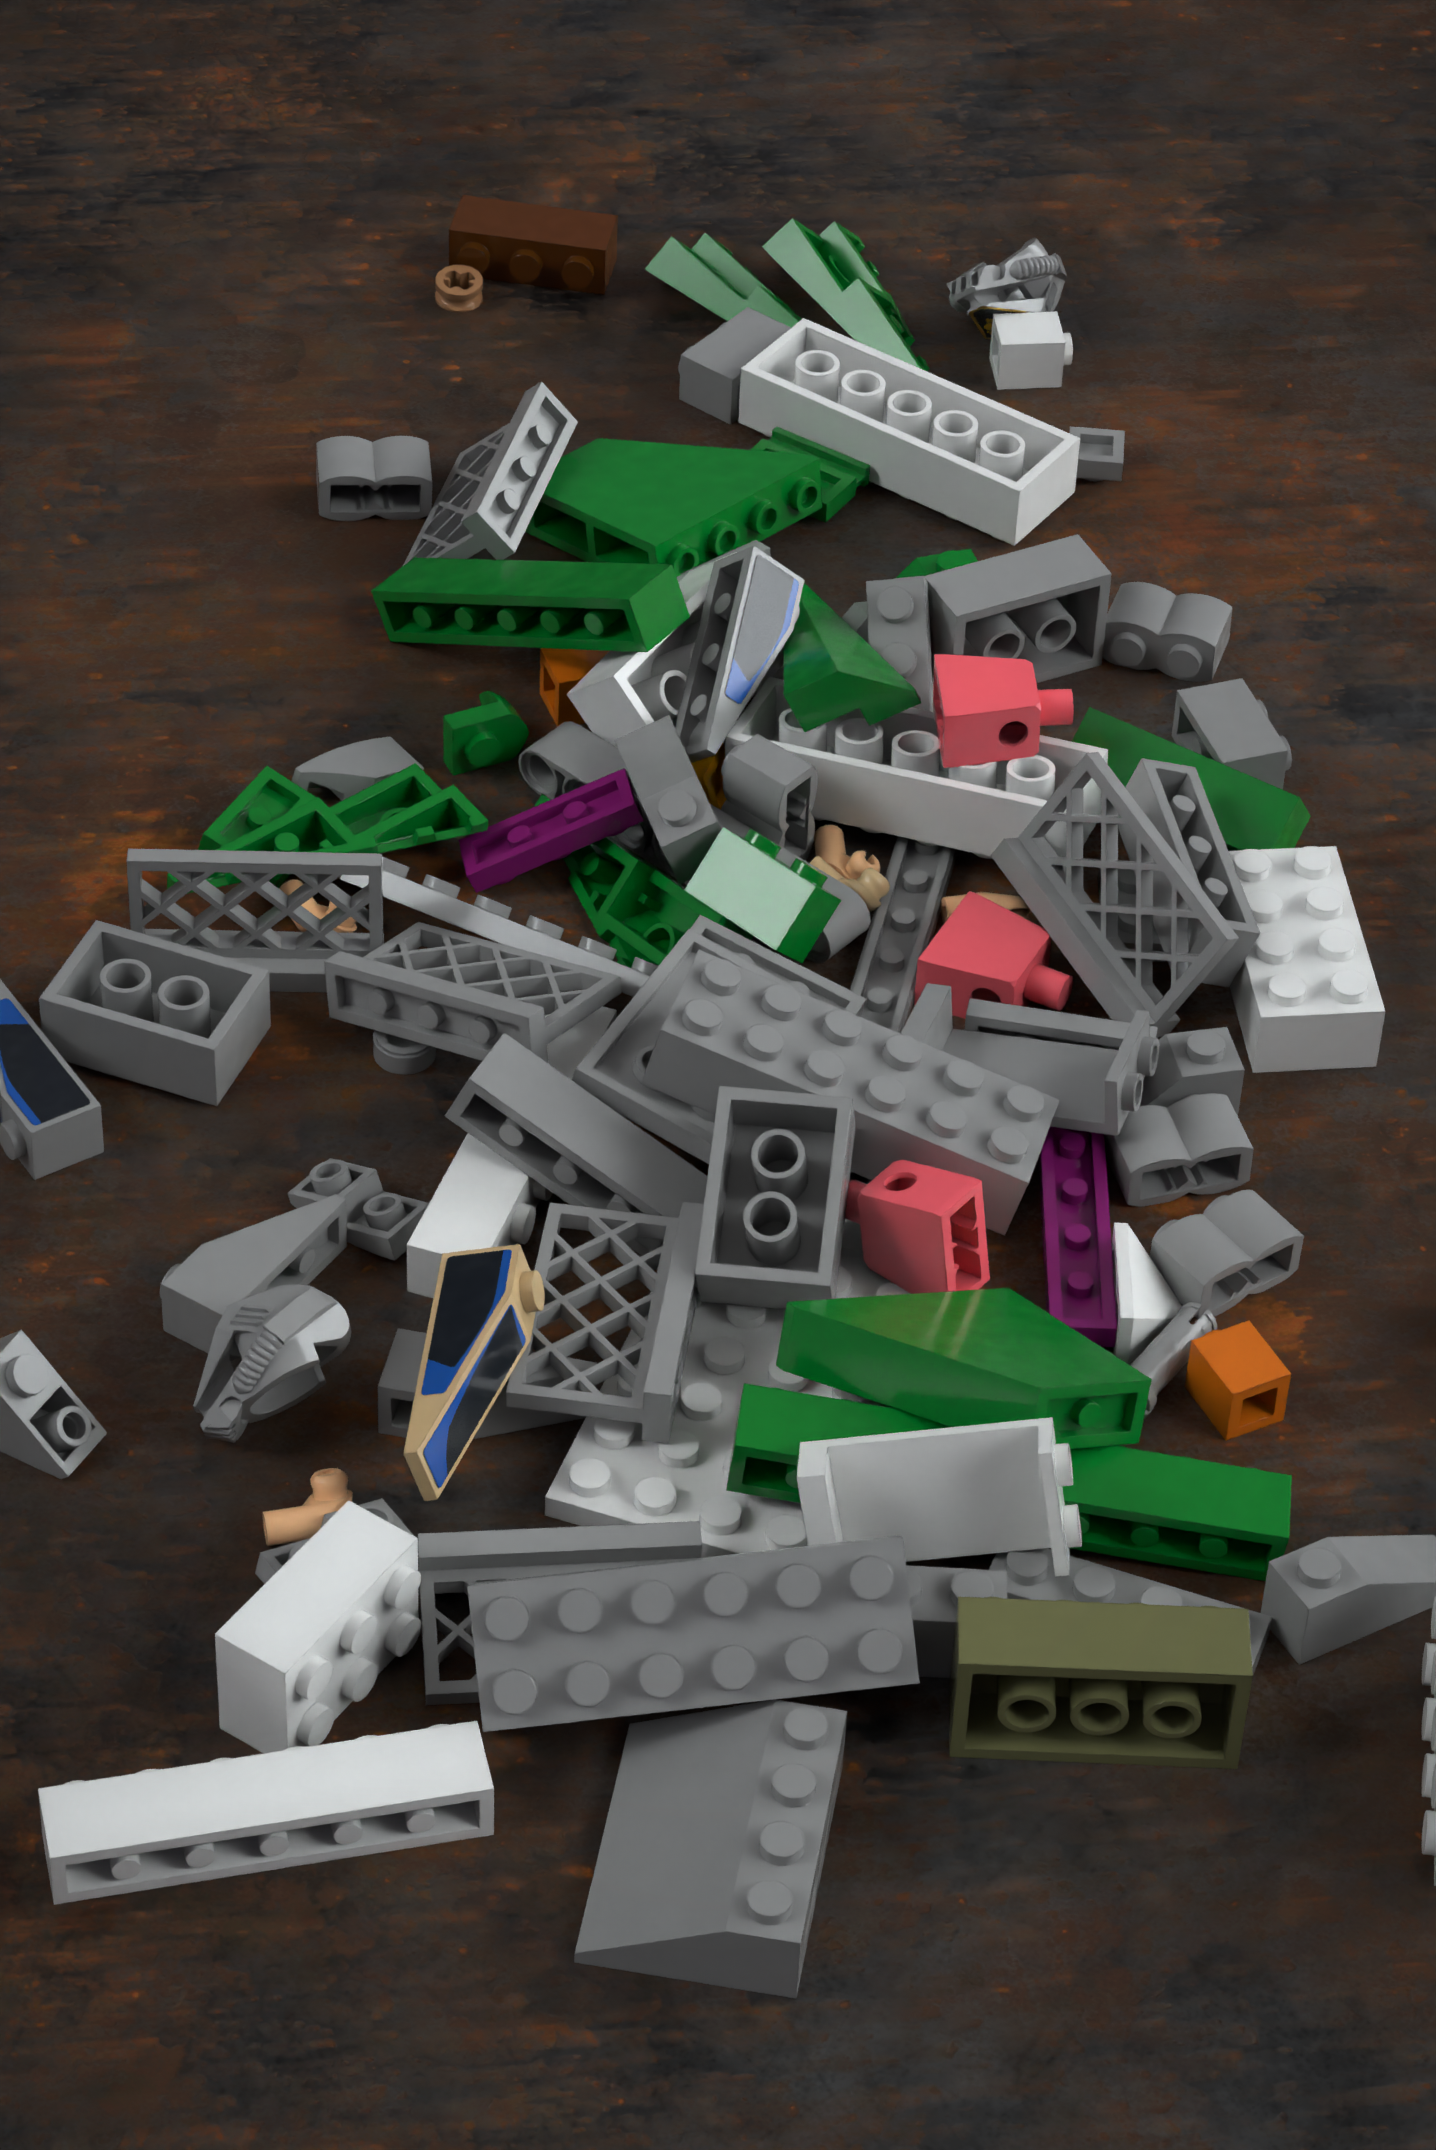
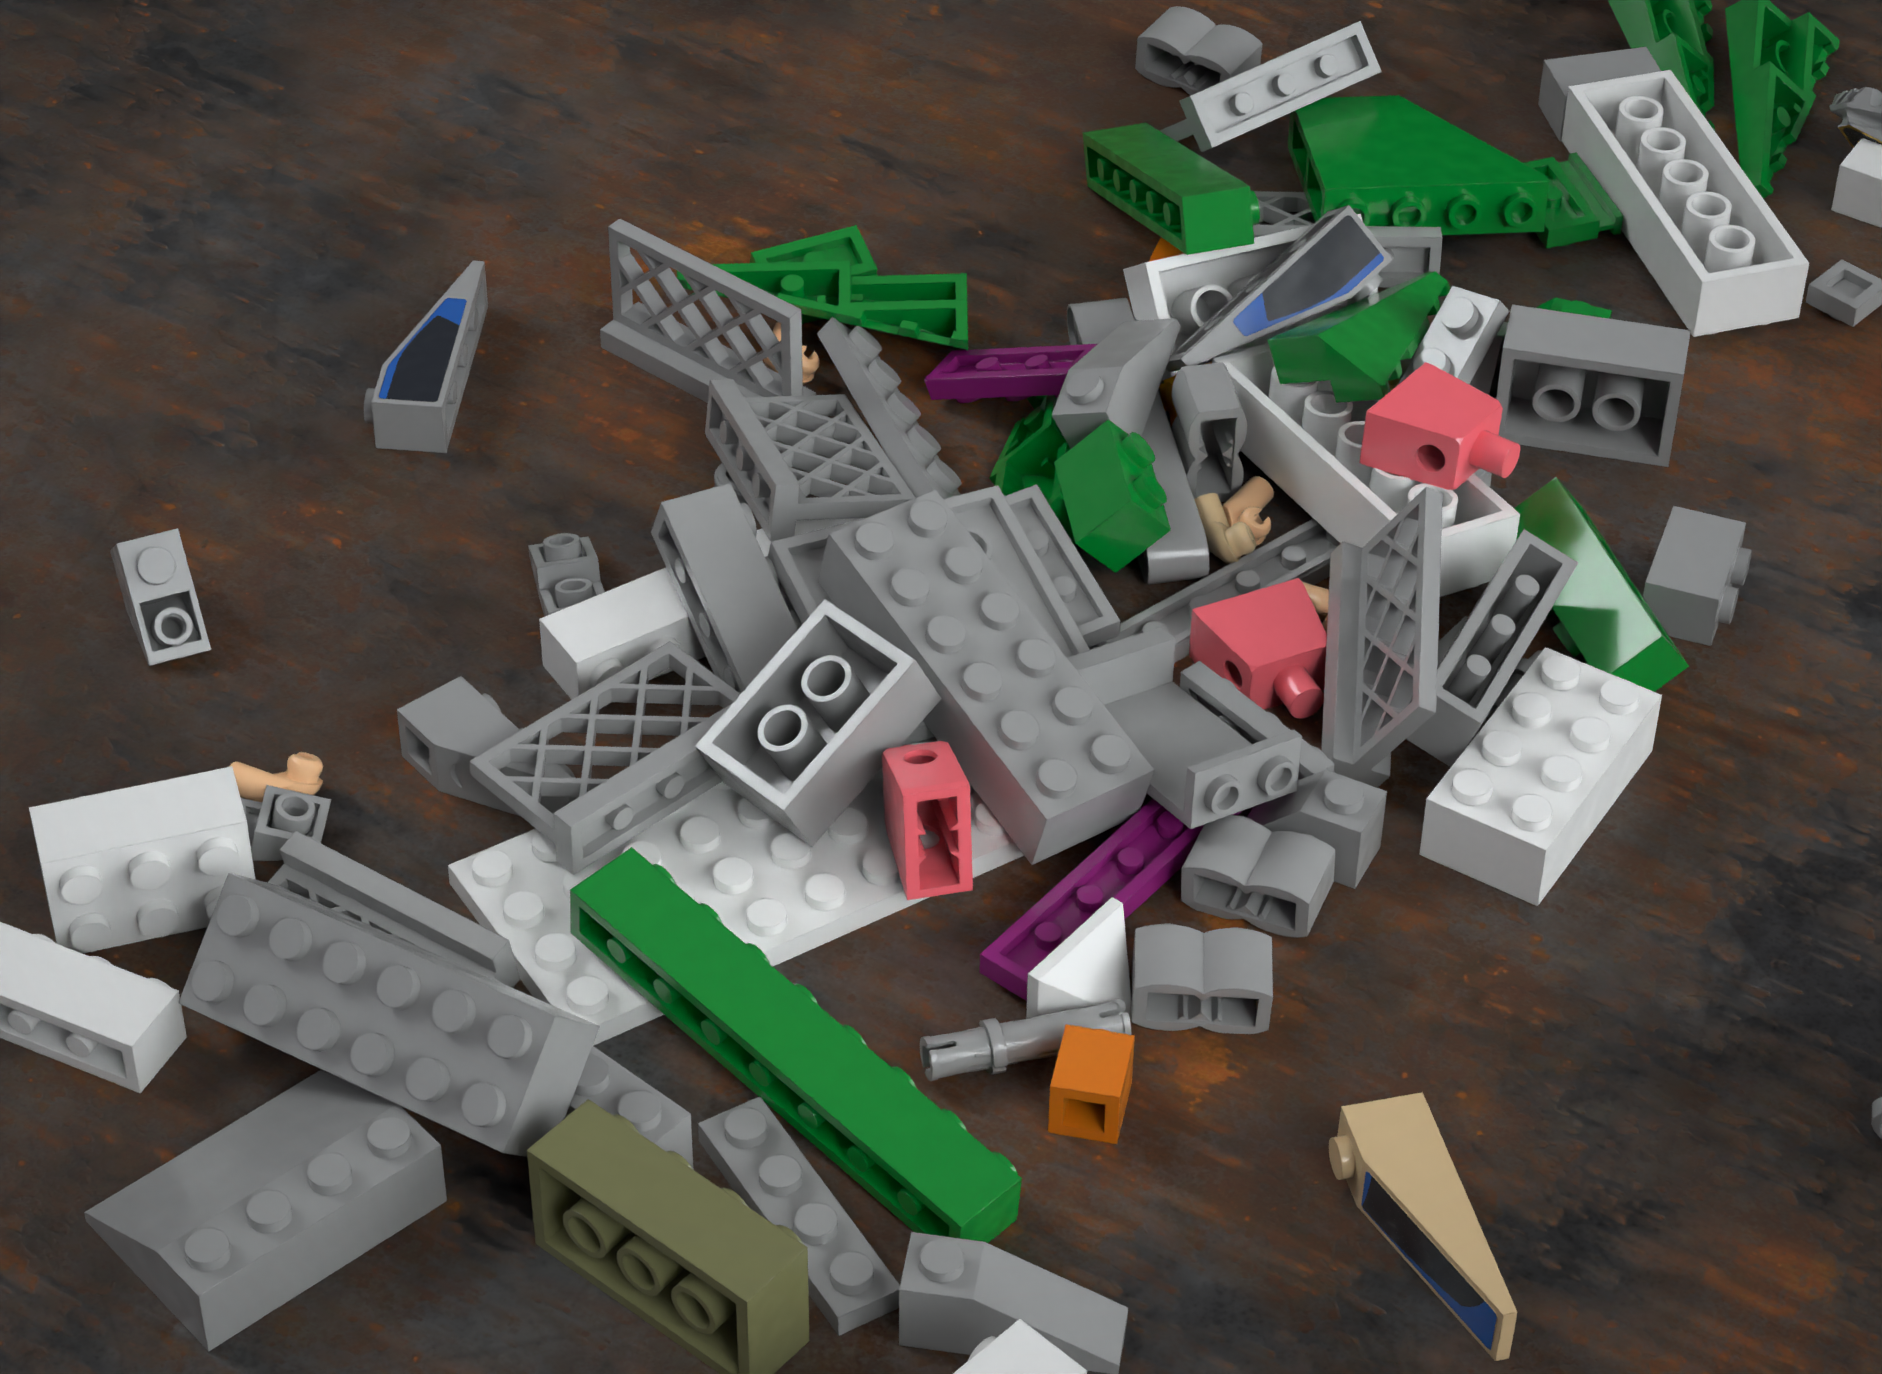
camera: 40 degrees right, 0 degrees up
(156, 1012) = (567, 364): light grey brick -> none
(248, 1262) = (423, 589): light grey slope -> none
(281, 1346) = (341, 647): light grey helmet -> none
(354, 766) = (937, 256): light grey slope -> none
(471, 1346) = (456, 715): slope -> none
(482, 735) = (1059, 279): green plate -> none
(944, 1490) = (688, 1019): white panel -> none
(967, 1362) = (835, 936): green slope -> none
(1167, 631) = (1741, 461): light grey brick -> none

